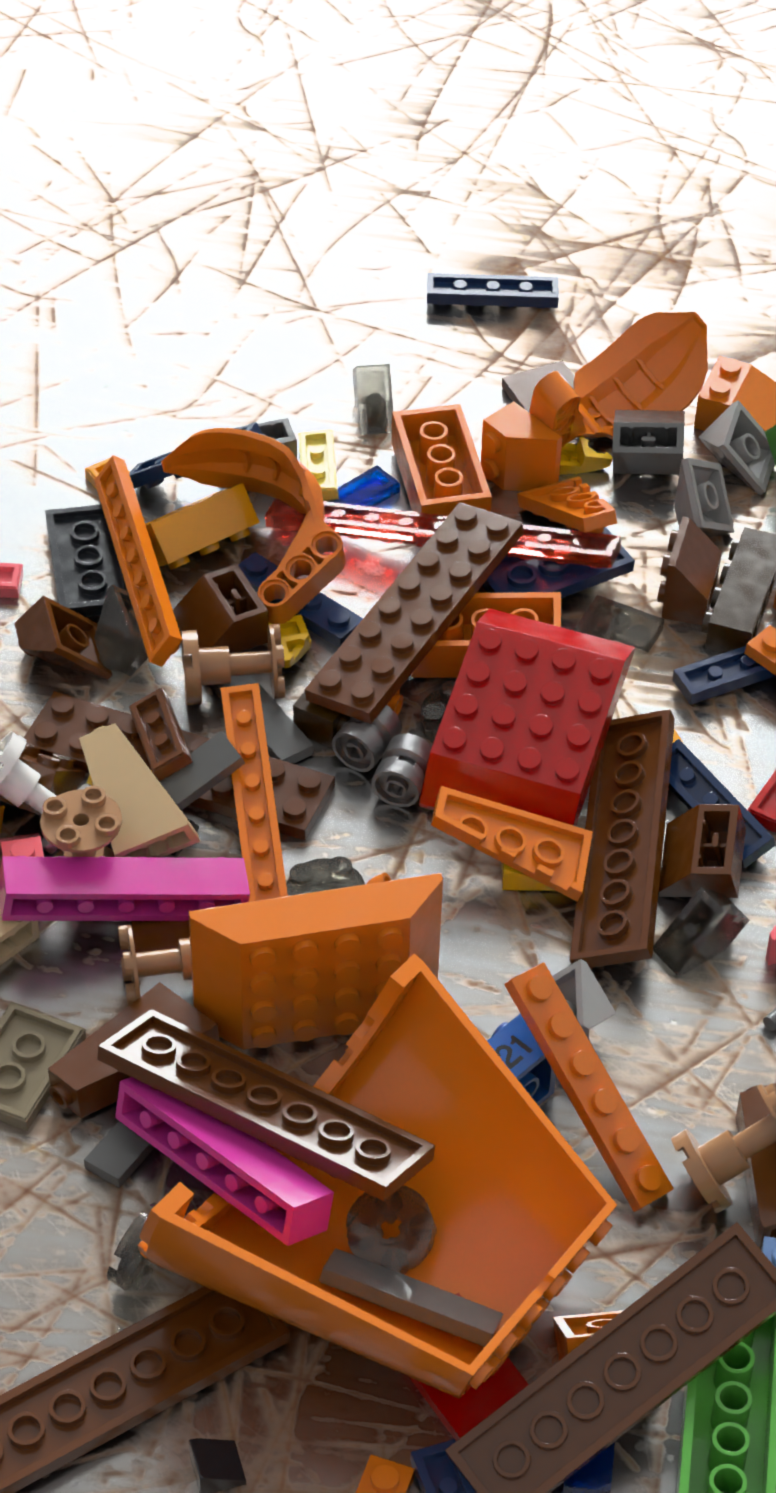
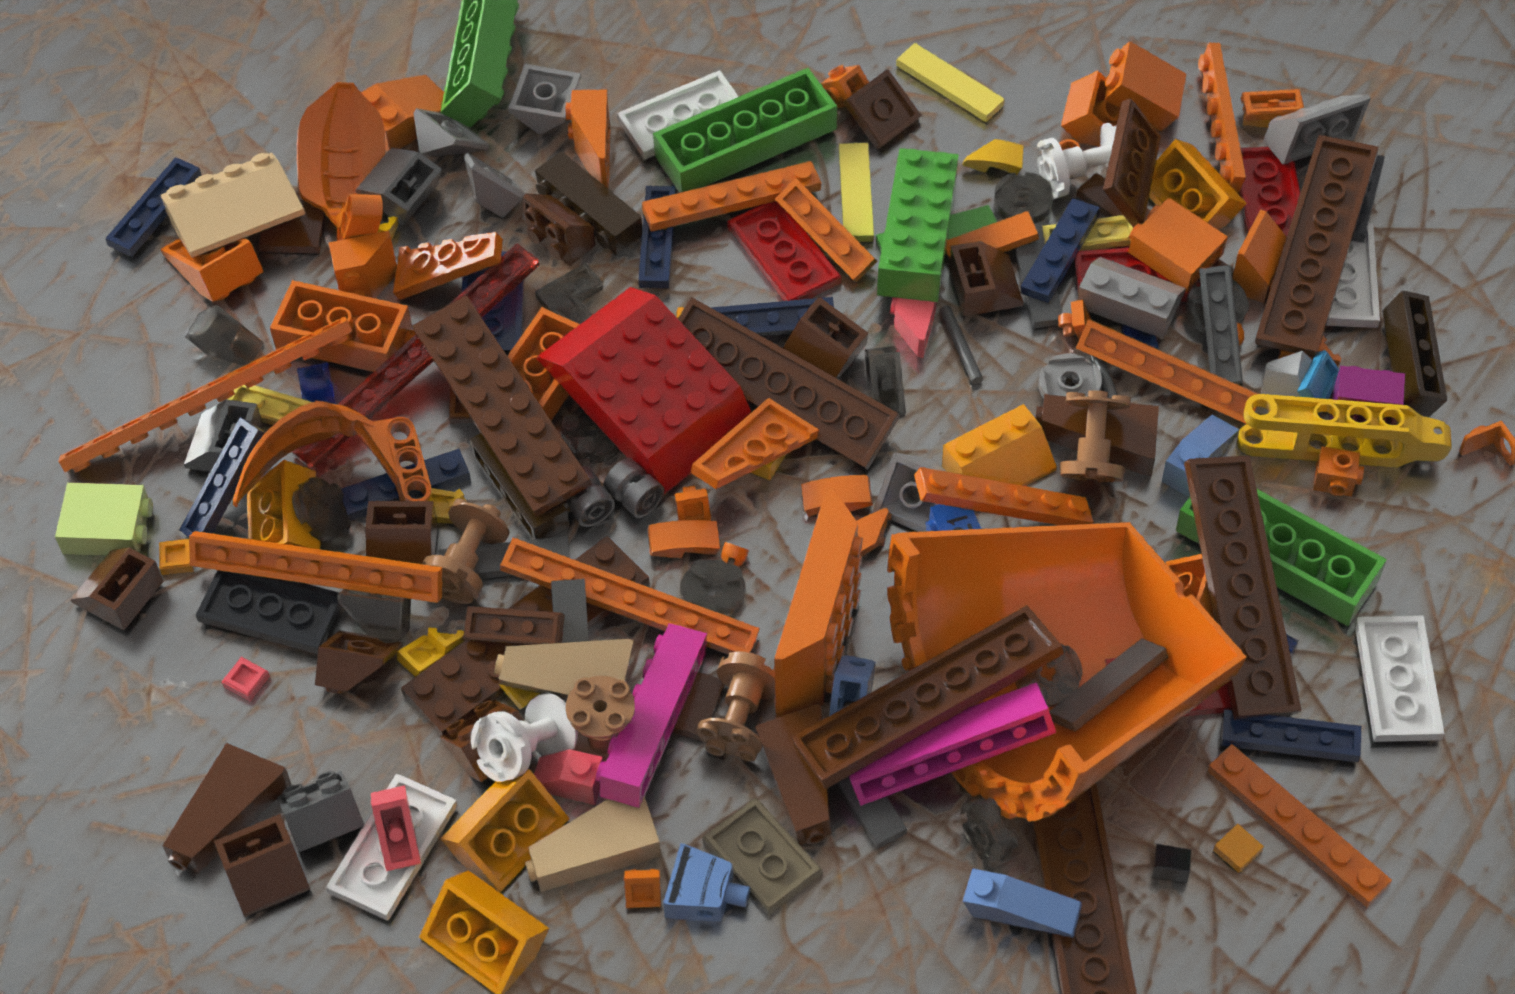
camera: 60 degrees left, 10 degrees up
(42, 449) = (119, 586): none -> reddish brown slope
(66, 1315) = (1020, 903): none -> medium blue slope
(109, 692) = (428, 649): none -> yellow slope
(113, 406) = (103, 518): none -> yellowish green brick
(222, 521) = (321, 507): none -> clear smoke plate
(265, 1039) = (851, 681): none -> medium blue torso
(297, 410) = (195, 401): none -> orange plate
(373, 839) = (677, 537): none -> orange slope
(413, 829) = (692, 504): none -> orange tile
(457, 355) = (218, 270): none -> orange slope
(479, 994) = (872, 530): none -> orange slope
(515, 946) = (852, 489): none -> orange slope
(524, 329) = (231, 204): none -> tan slope
(672, 1076) = (1002, 450): none -> light orange slope

